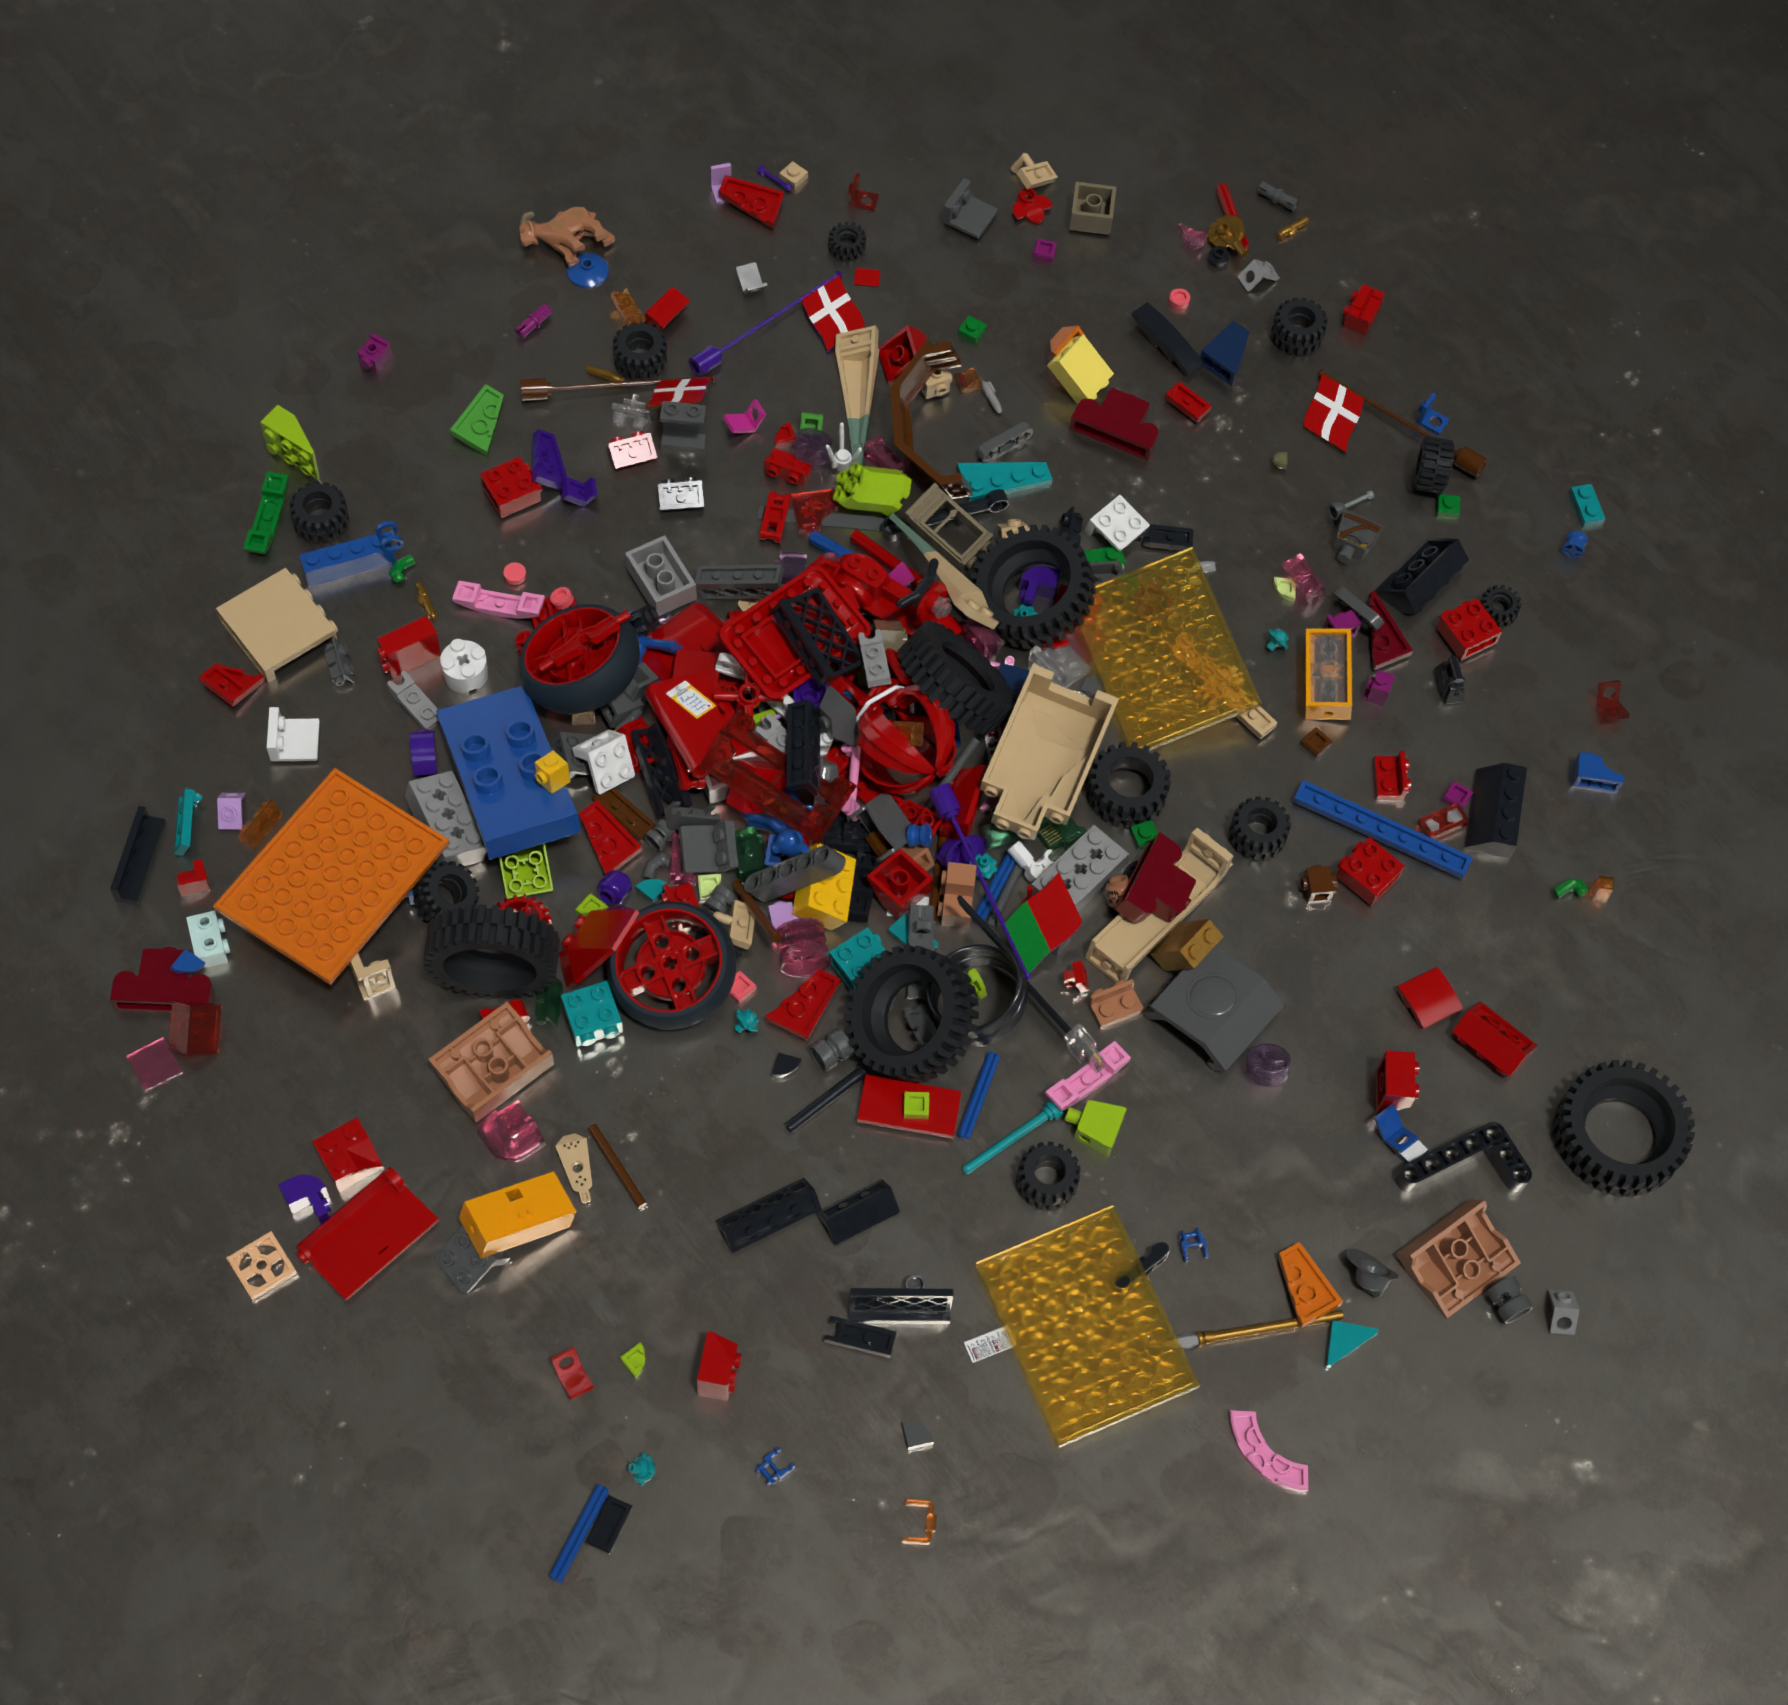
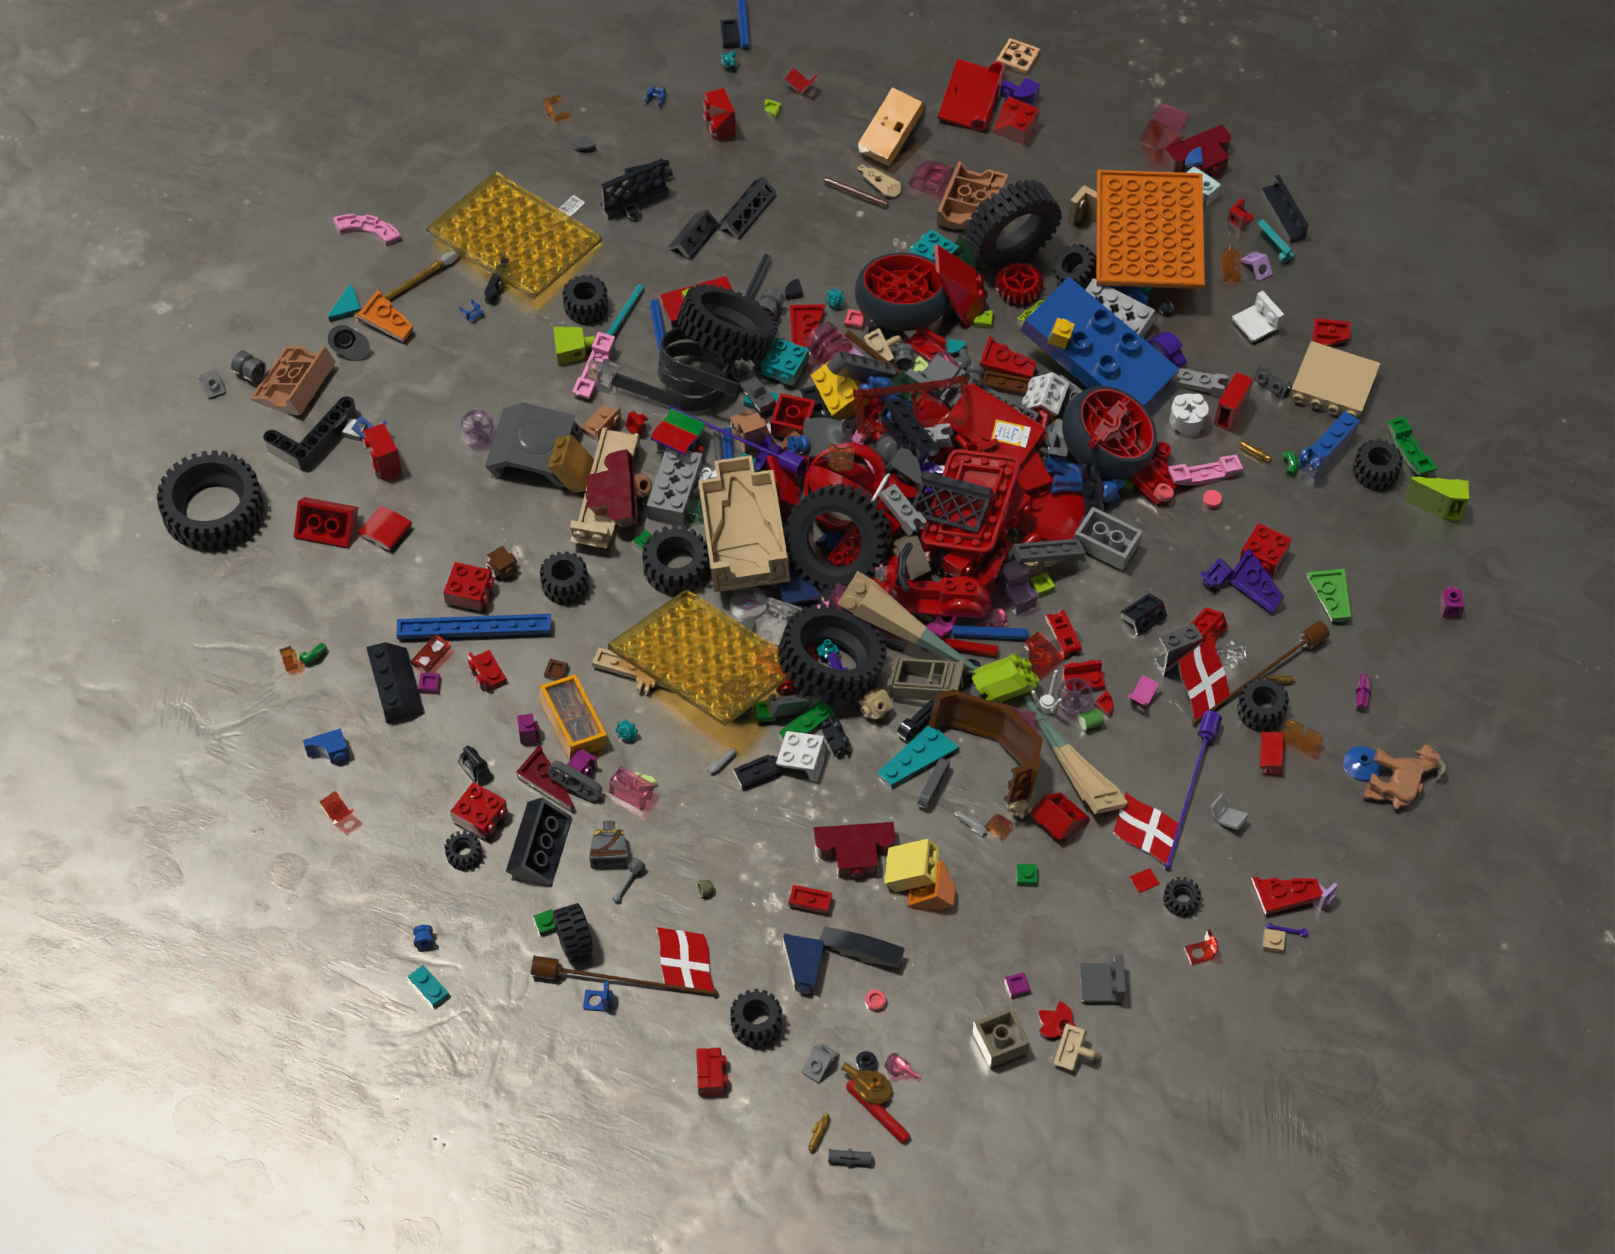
camera: 155 degrees right, 5 degrees down
(614, 887) = (977, 331): dark purple head -> none

